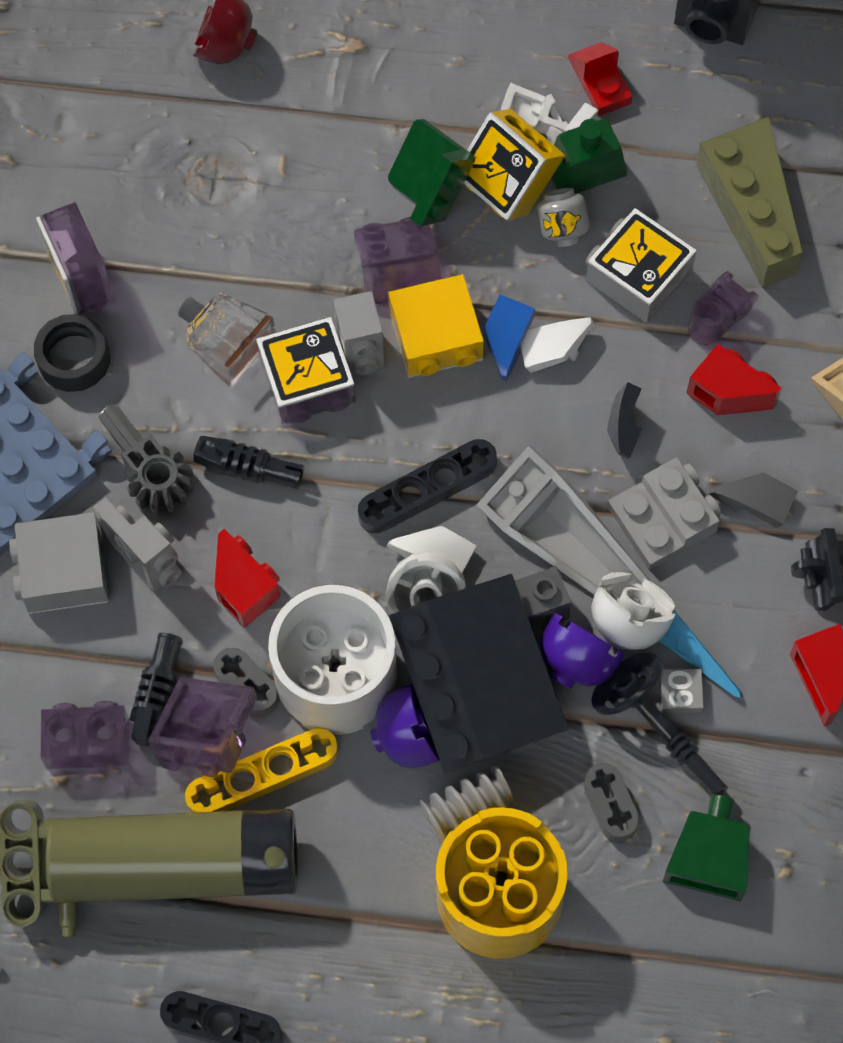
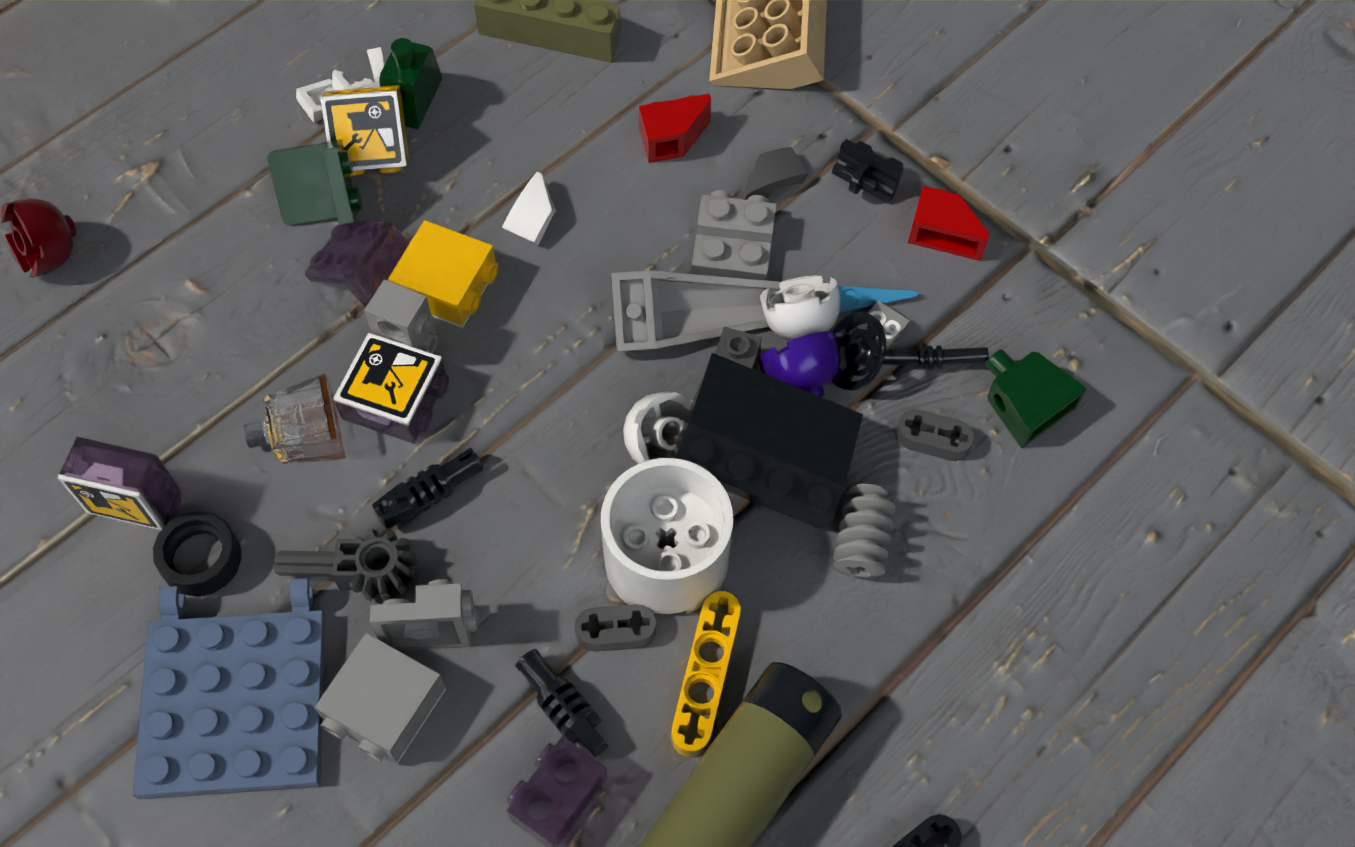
camera: 55 degrees left, 5 degrees down
(203, 726) = (632, 685): clear purple plate -> none
(241, 582) = (525, 565): red slope -> none
(403, 730) = (766, 530): dark purple cylinder -> none
(424, 481) = (565, 375): black beam -> none
(435, 540) = (618, 405): white slope -> none
(491, 917) = (952, 580): yellow brick -> none
(506, 331) = (491, 225): blue slope -> none
(563, 216) = (440, 130): light grey head -> none
(601, 78) = (347, 36): red slope -> none
(621, 432) = (635, 210): black slope -> none
(639, 264) = (525, 113): piece -> none
(724, 305) = (607, 94): clear purple piece -> none

